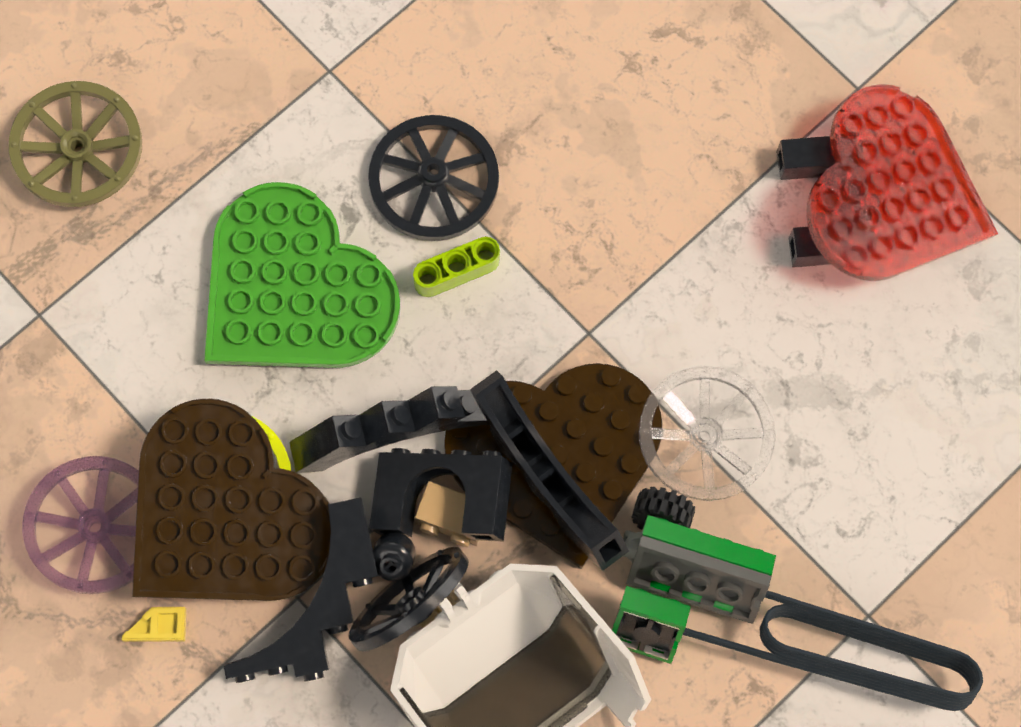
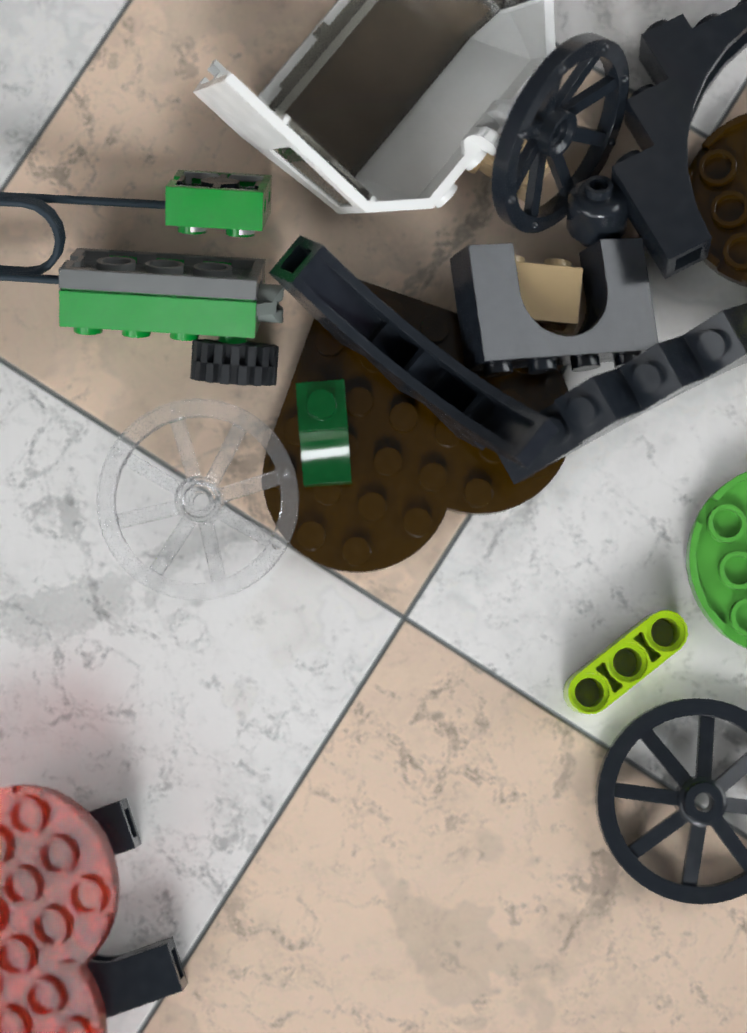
camera: 170 degrees right, 10 degrees up
(615, 452) = (323, 433): none -> dark green arch

